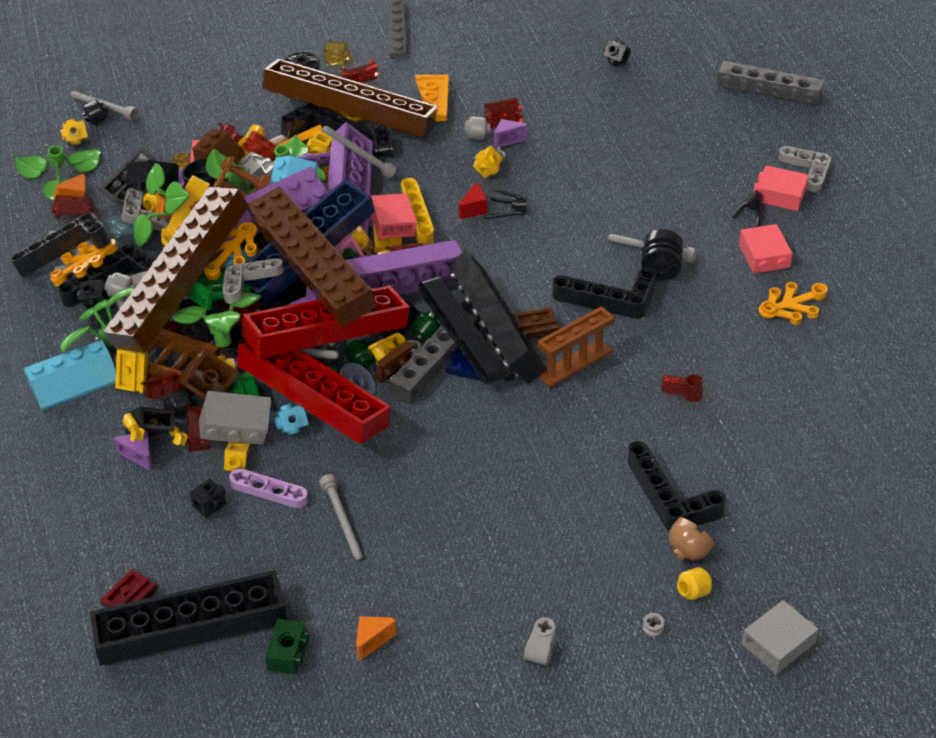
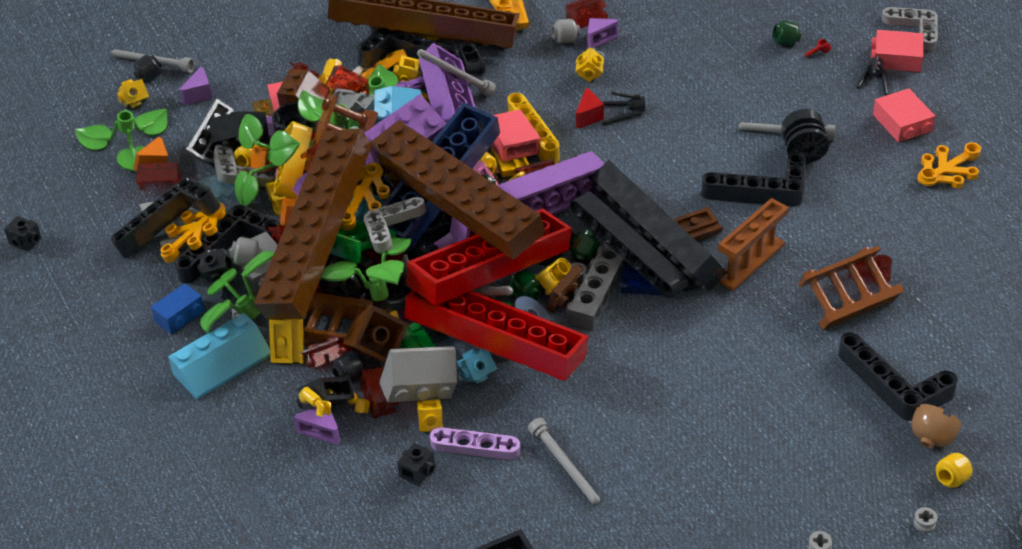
camera: 10 degrees left, 0 degrees up
(49, 328) = (177, 308): none -> blue brick
(131, 135) = (196, 88): none -> medium lavender slope
(651, 419) = (850, 307): none -> dark orange fence
(681, 157) = (786, 33): none -> dark green head
(711, 172) = (822, 45): none -> red hand

